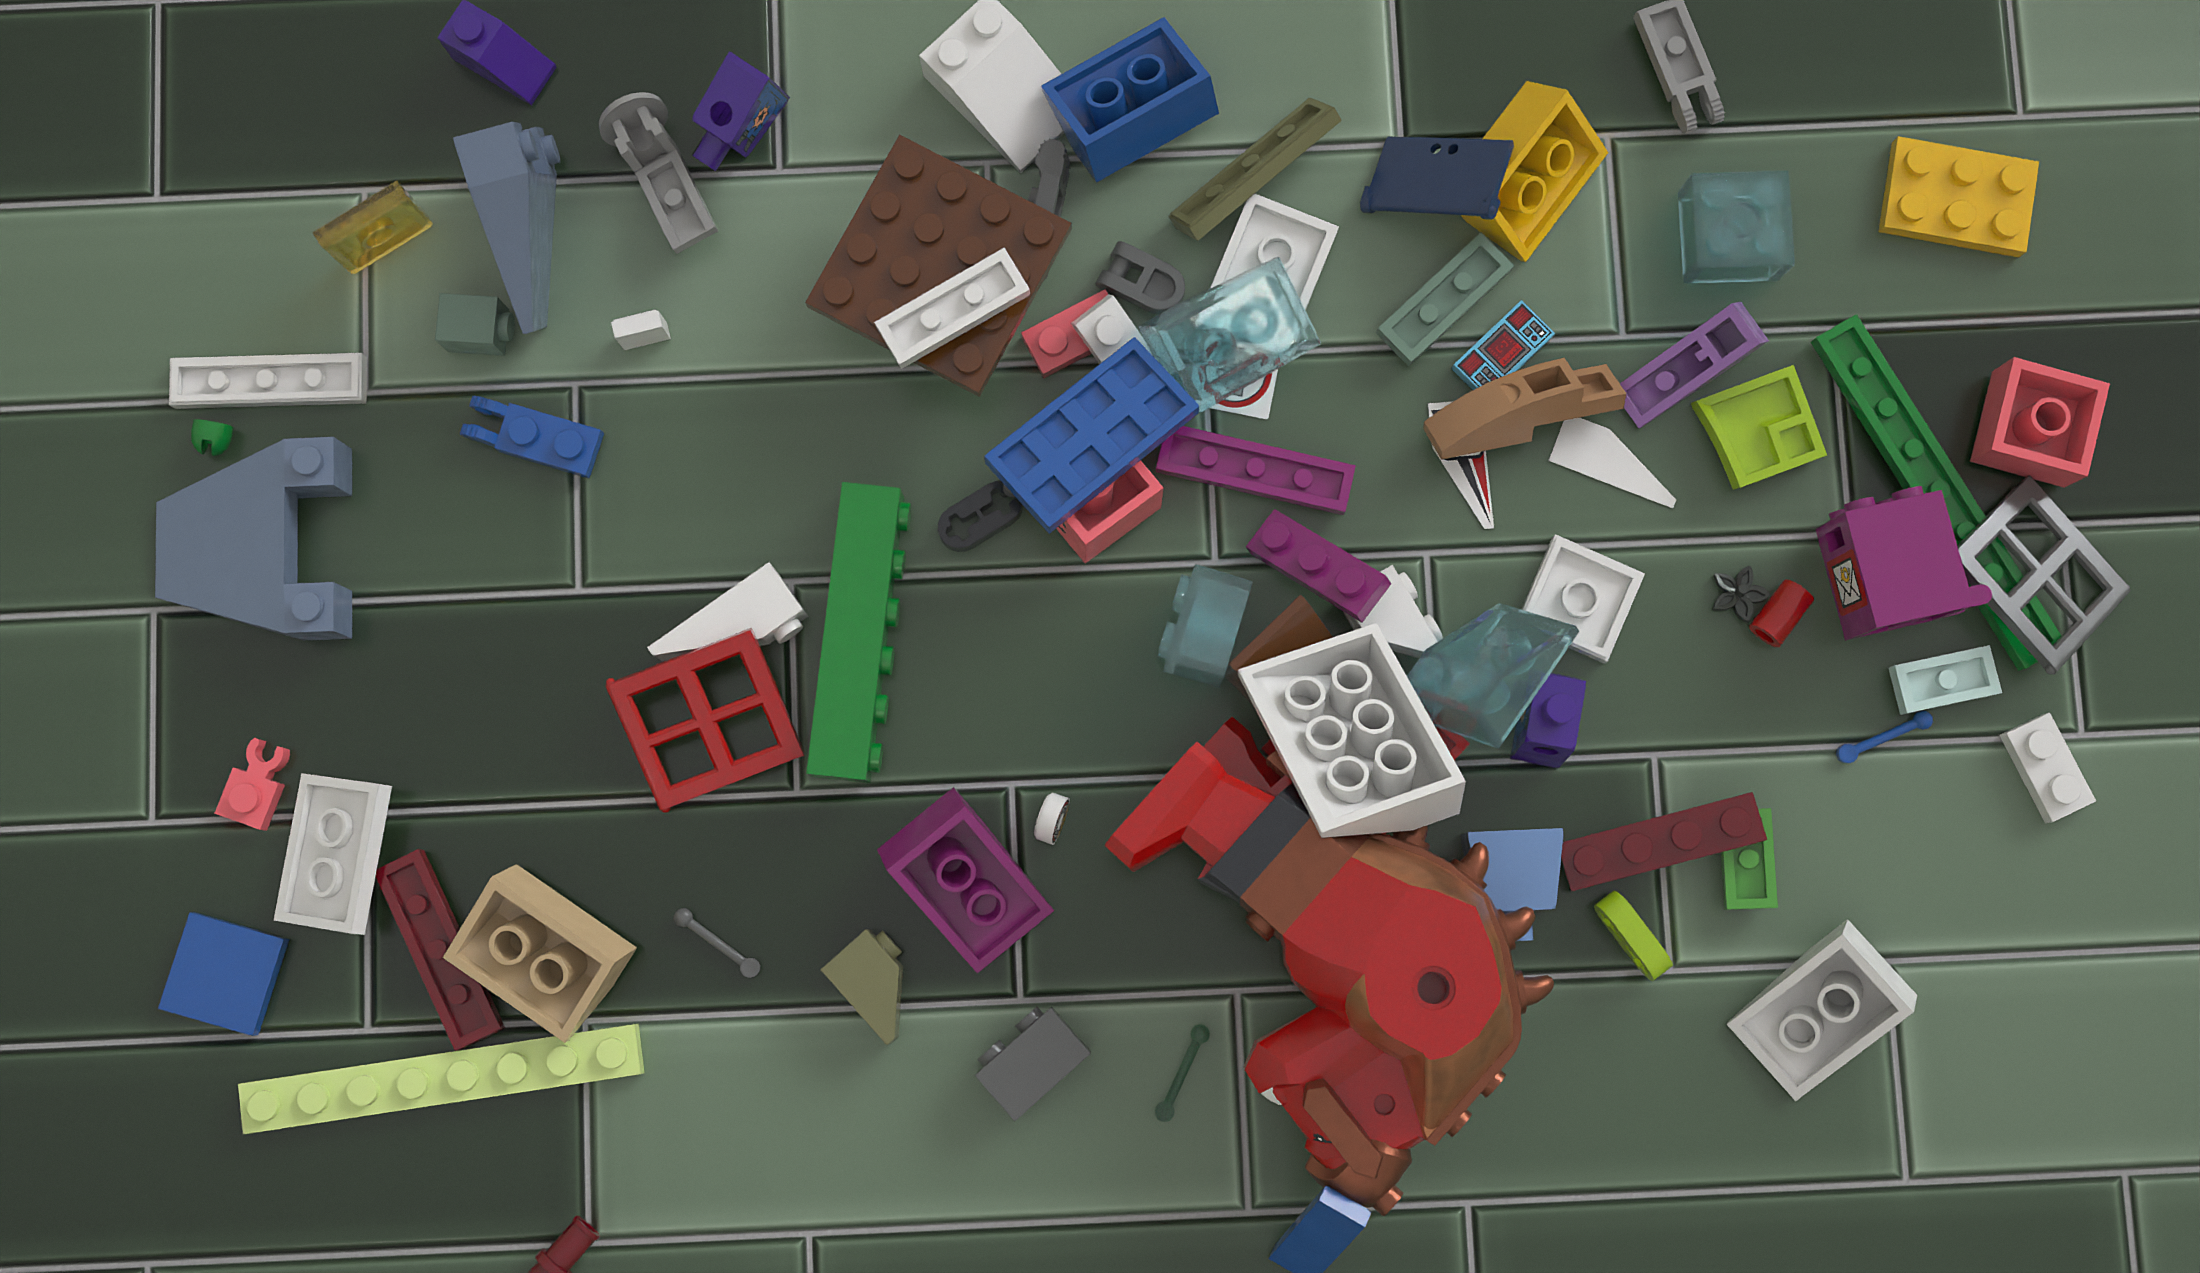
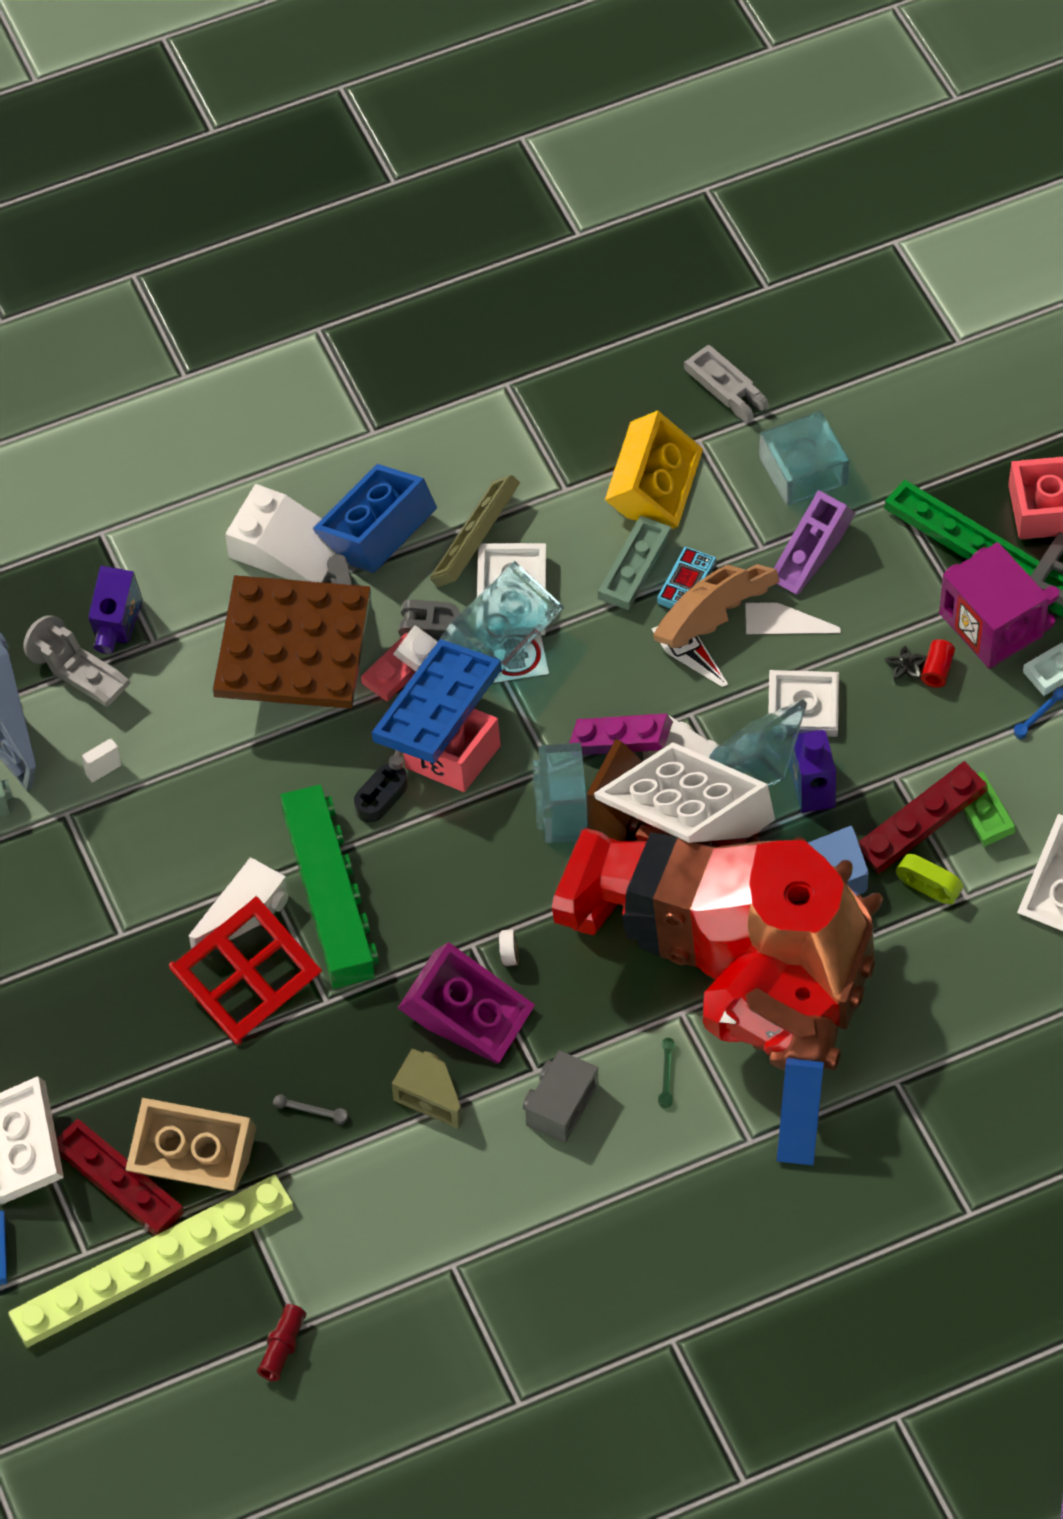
camera: 20 degrees left, 25 degrees down
(537, 437) = (51, 851): blue hinge -> none
(952, 308) = (314, 652): white plate -> none
(1257, 469) = (555, 699): magenta plate -> none
(1454, 181) = (597, 490): dark blue door -> none
(1761, 427) = (874, 563): lime plate -> none
(1959, 197) = (940, 397): yellow plate -> none

